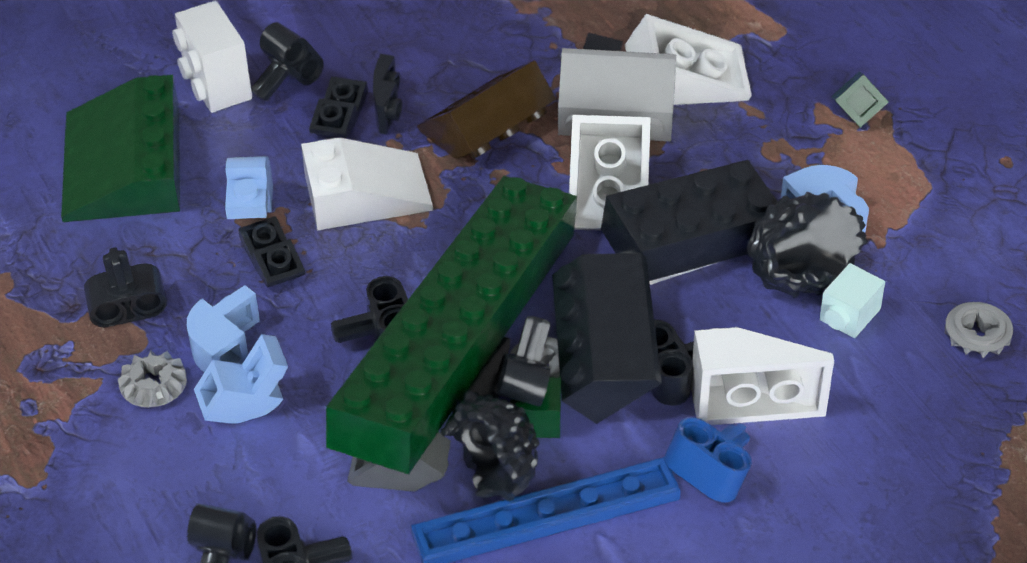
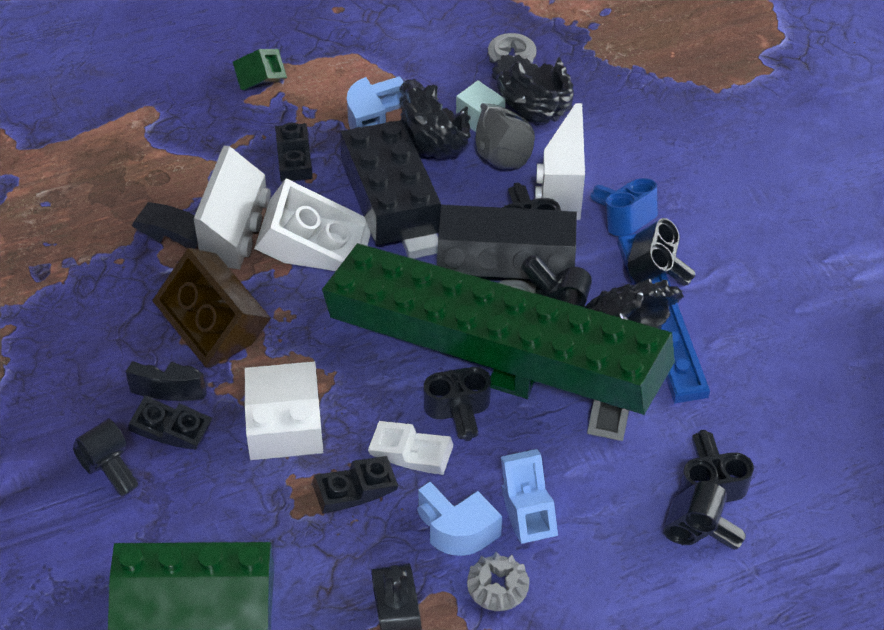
camera: 85 degrees left, 5 degrees up
(212, 56) = (87, 511): white brick -> none
(248, 187) = (278, 485): light blue brick -> none
(322, 292) = (411, 449): none -> white slope
(616, 488) = (655, 253): none -> black beam
(706, 65) = (184, 167): white slope -> none
(749, 142) = (293, 151): none -> black slope
(802, 314) = (503, 137): none -> dark grey helmet
(892, 336) = (532, 90): none -> black hair

